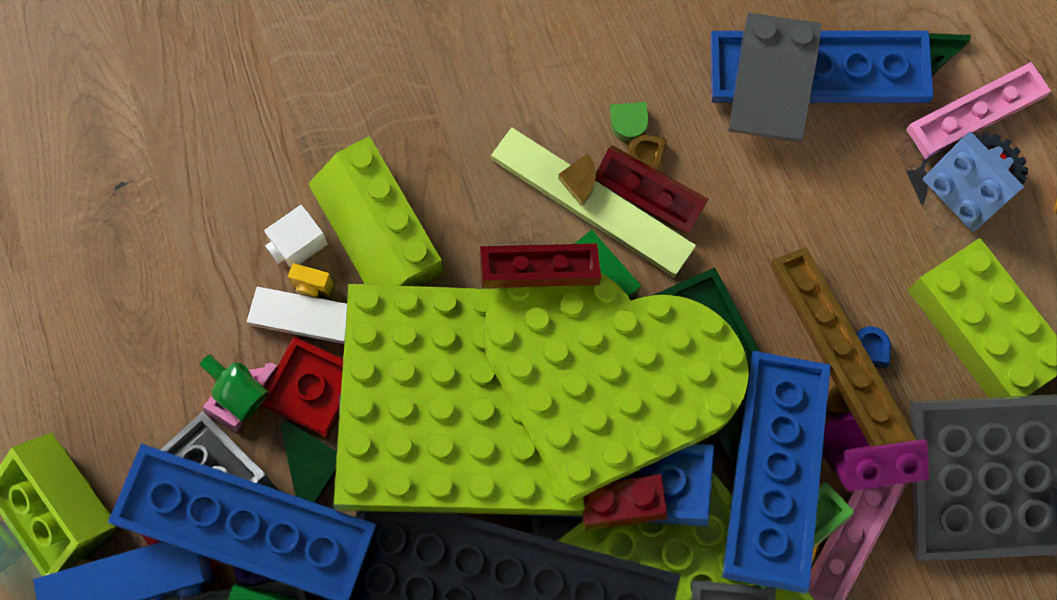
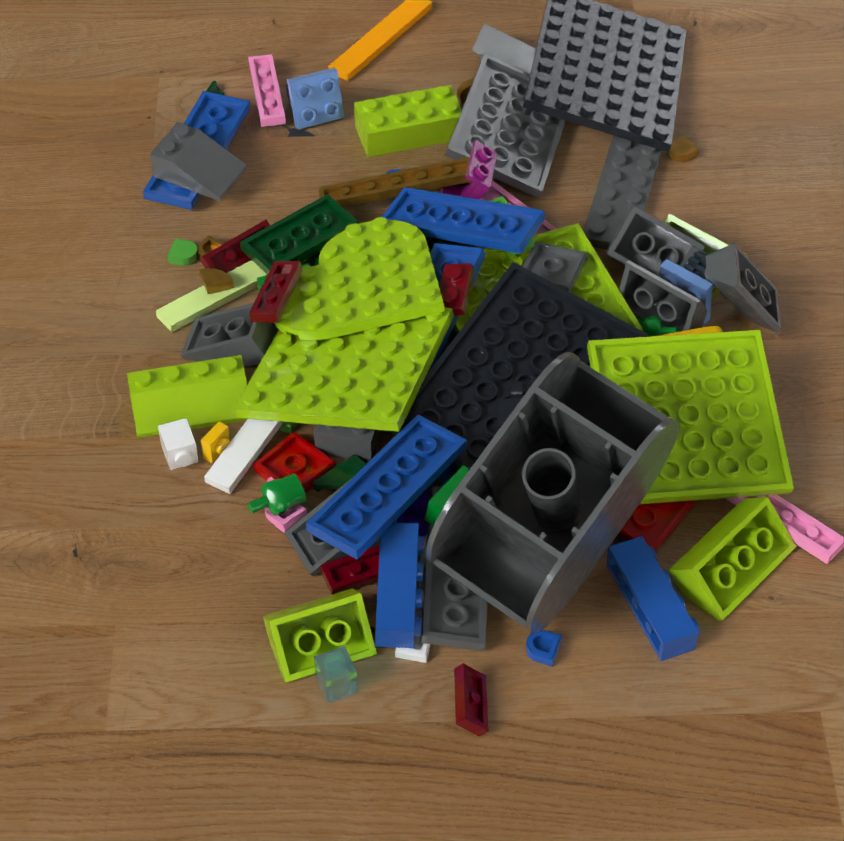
camera: 70 degrees left, 25 degrees down
(487, 216) = (228, 335): none -> dark grey slope
(690, 255) = (298, 234): none -> dark green plate

